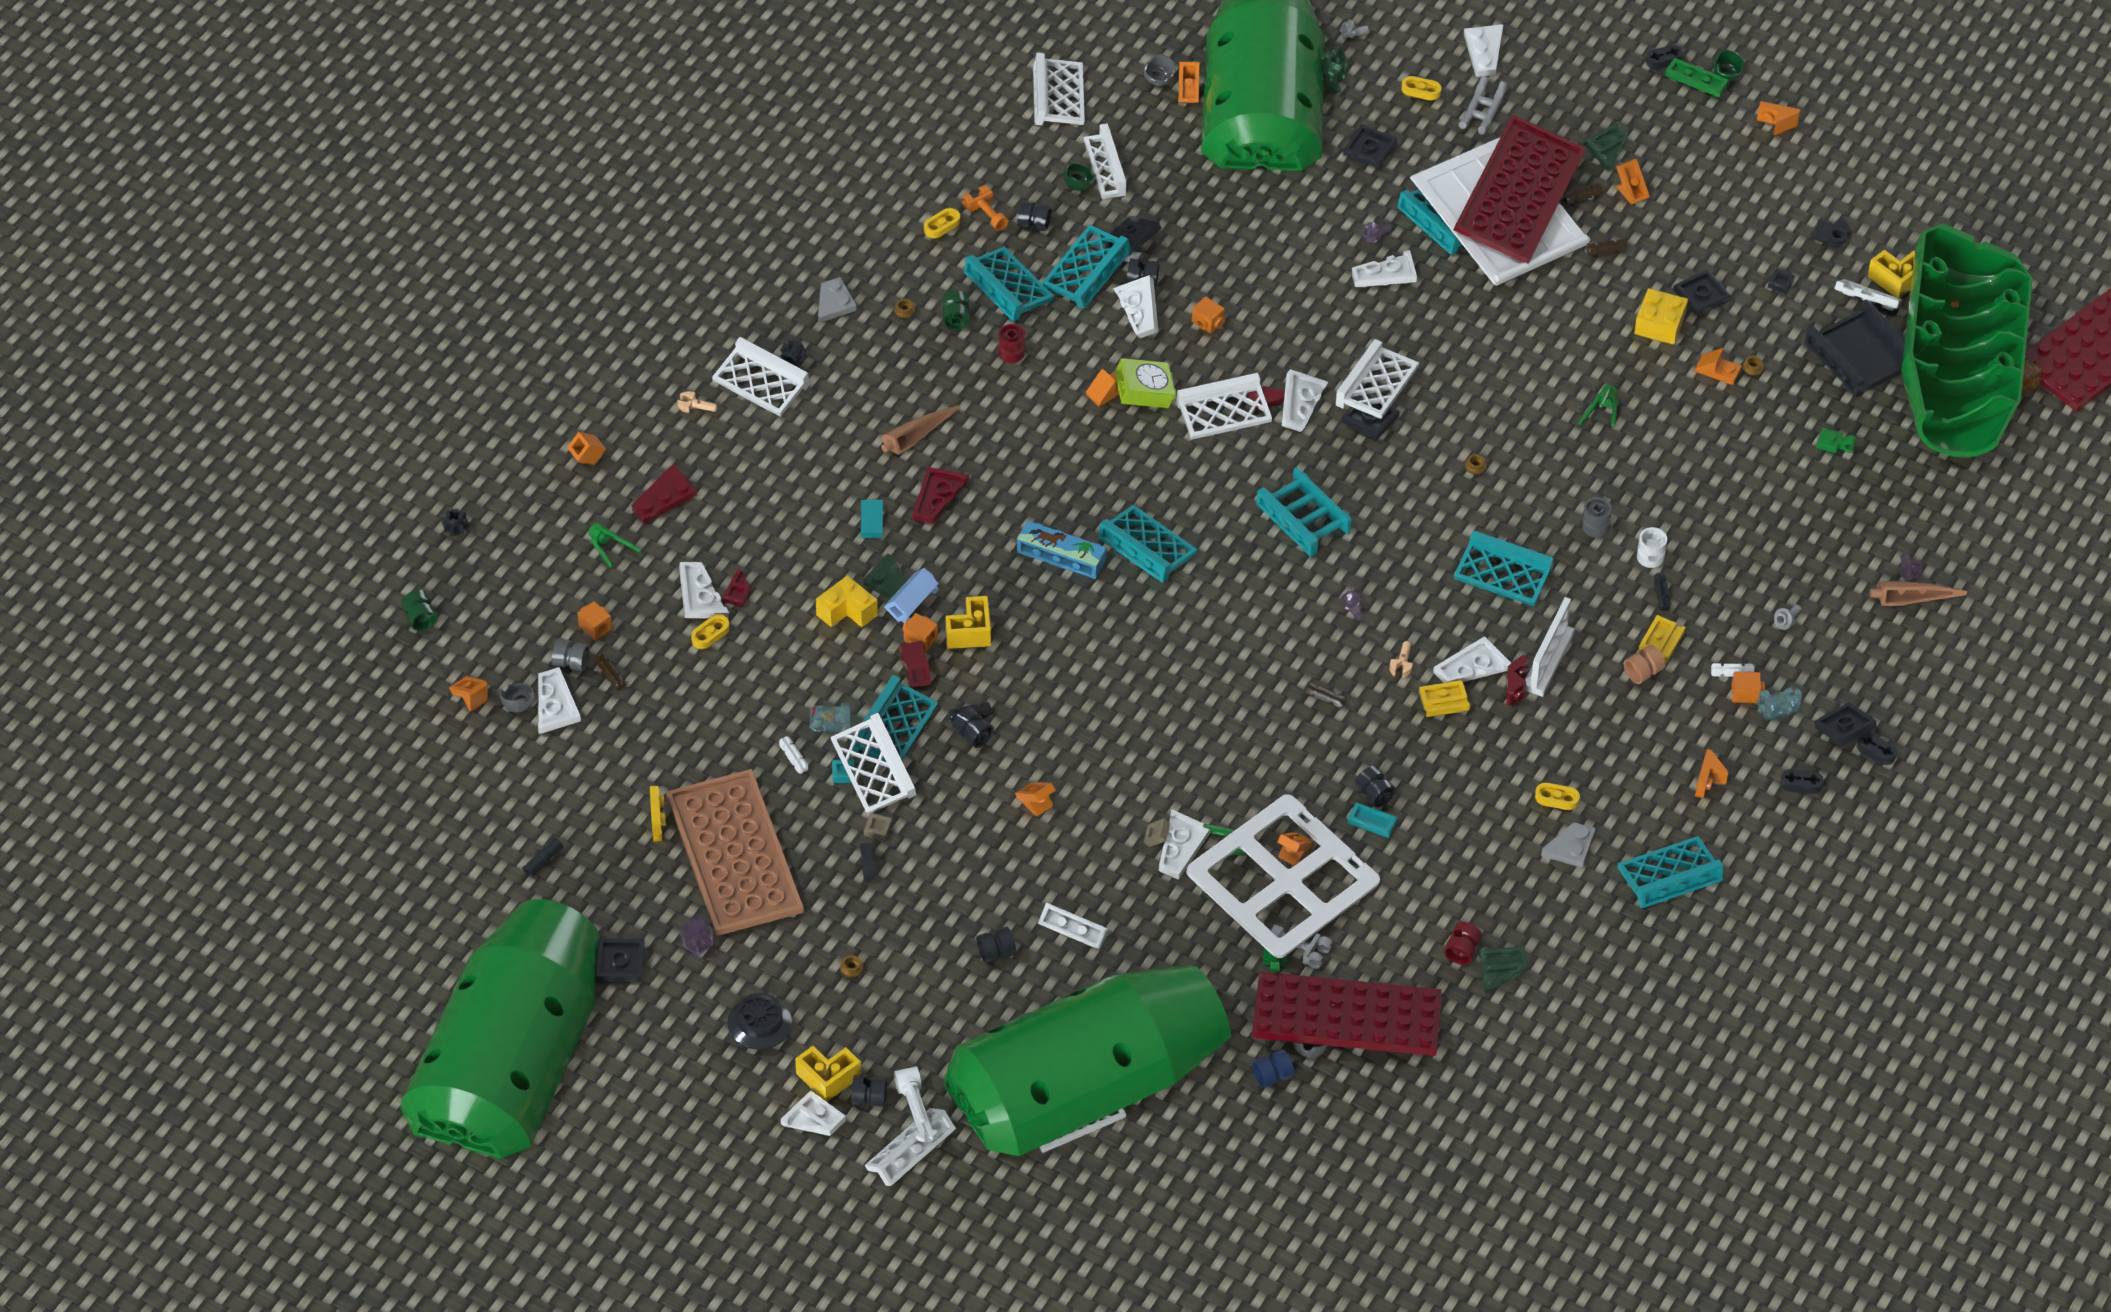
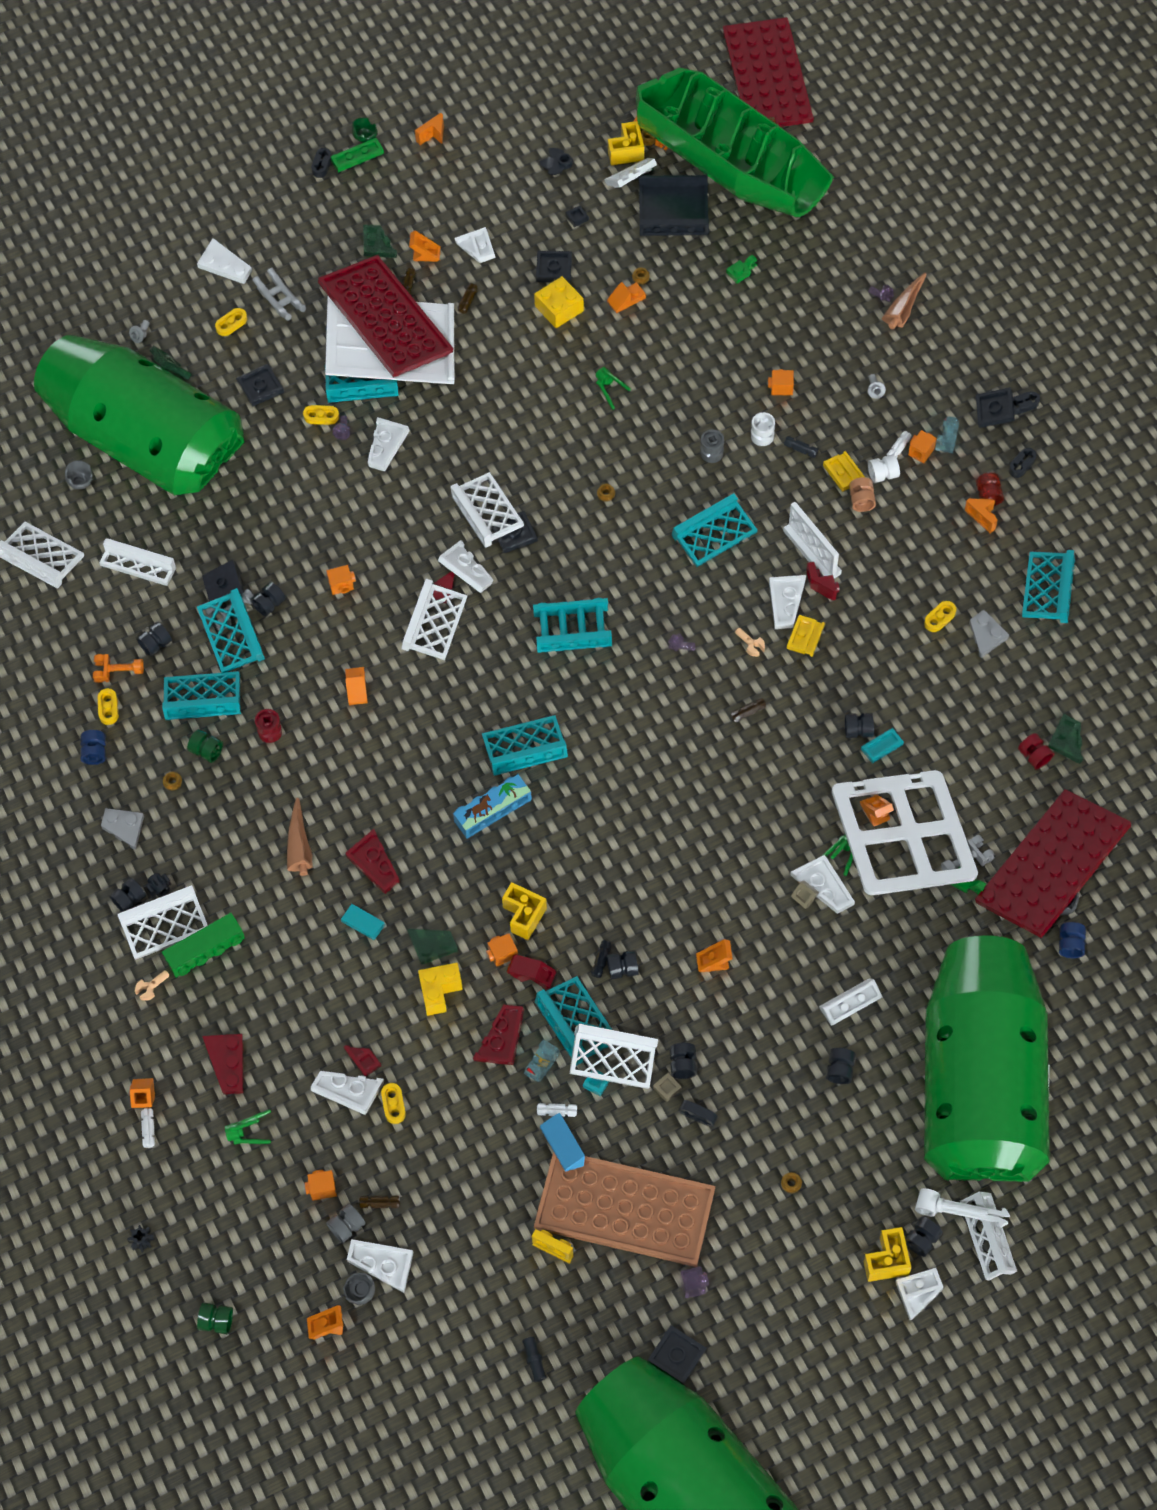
camera: 55 degrees left, 10 degrees up
(560, 473) = (147, 1128): none -> white axle
(759, 1021) = (805, 1282): black wheel -> none
(760, 416) = (203, 945): none -> green brick
(760, 771) = (563, 1143): none -> dark azure slope
(766, 337) = (128, 895): none -> black wheel
(835, 679) = (502, 1040): none -> dark red wing
(891, 233) = (92, 747): none -> dark blue wheel
(909, 821) = (683, 1060): none -> black wheel
(911, 595) = (464, 935): light blue brick -> none
(1078, 177) = (139, 587): dark green hair -> none
(1140, 305) = (295, 618): white wing -> none
(1145, 383) = (377, 658): lime brick -> none
(1188, 82) = (107, 462): orange slope -> none
(1376, 207) = (321, 414): none -> yellow plate
(1674, 222) = (477, 245): none -> white wing
(1692, 668) = (884, 468): none -> white wheel
(1723, 537) = (781, 382): none -> orange brick
(1742, 764) = (990, 487): none -> clear red wheel

